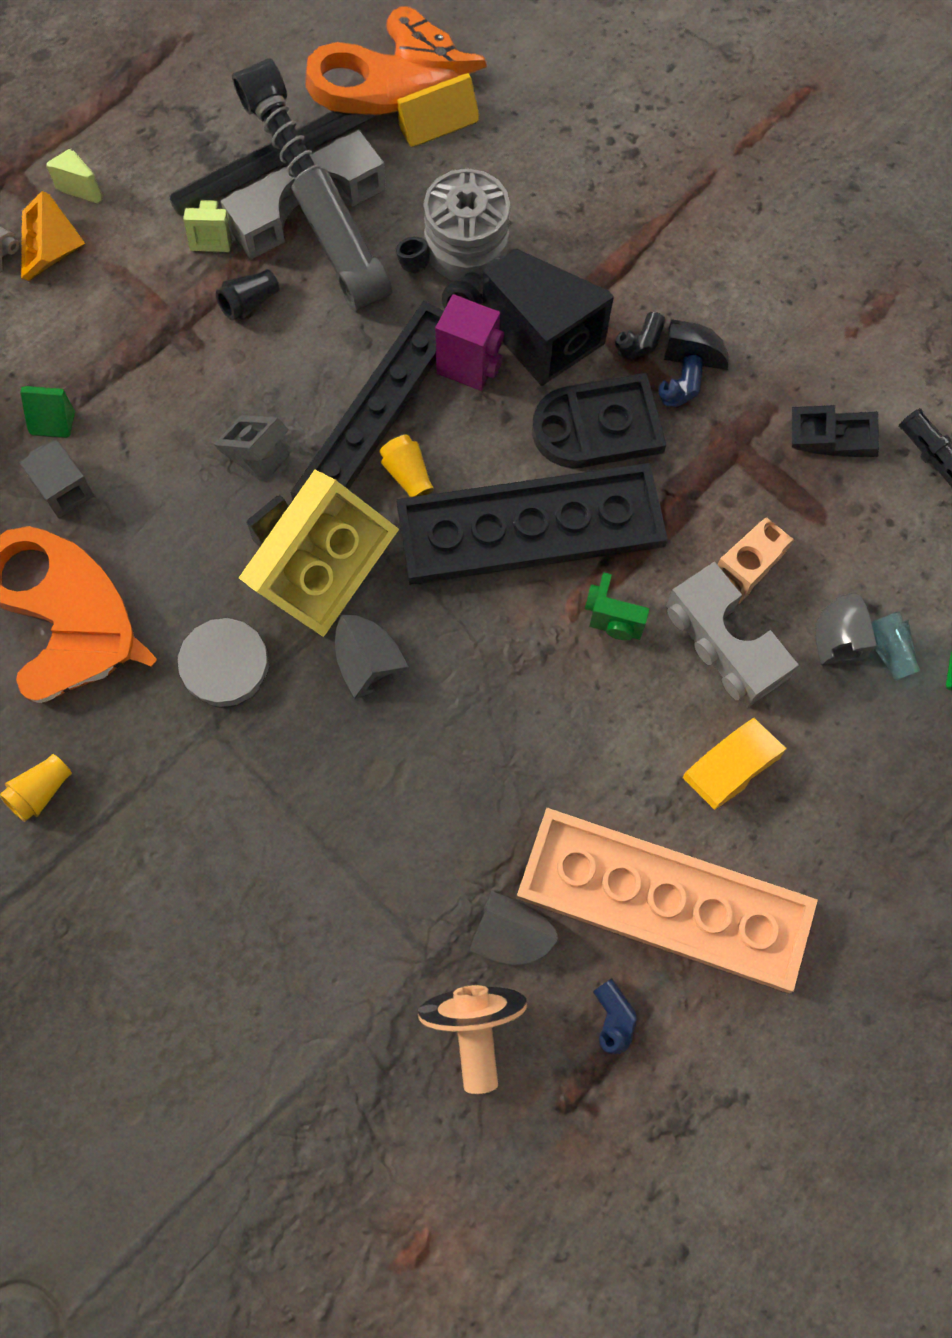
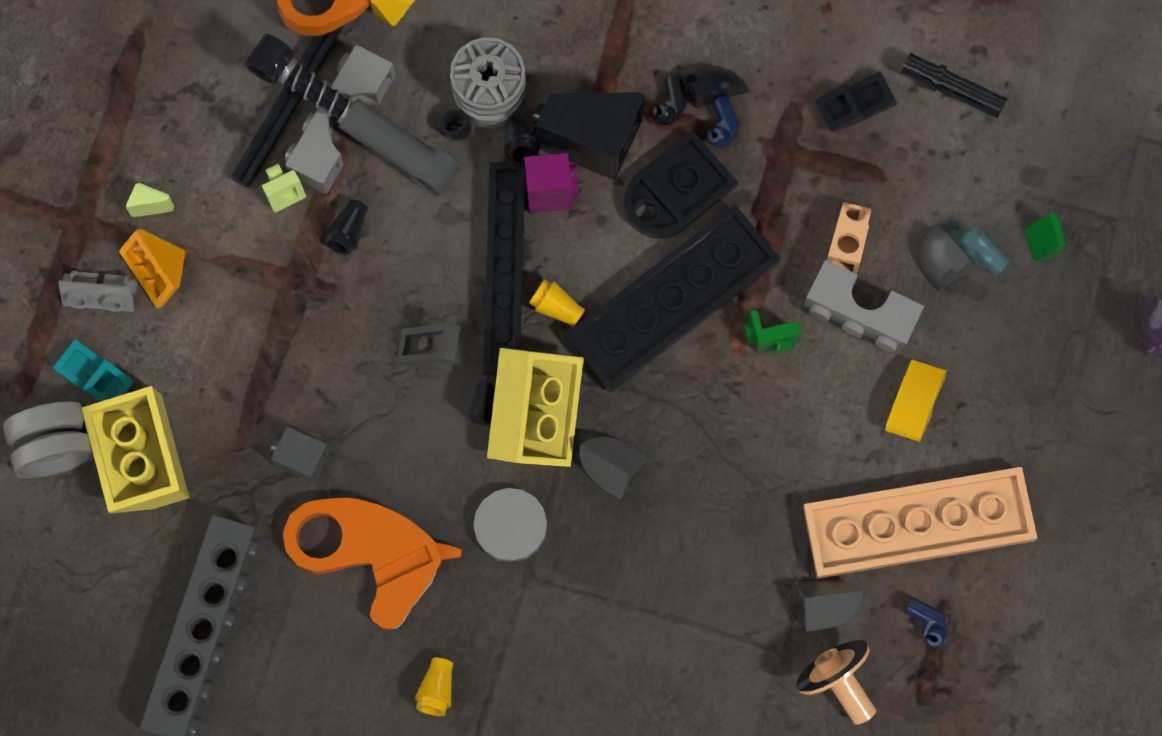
camera: 25 degrees left, 5 degrees up
(47, 411) = (256, 407): green slope -> none

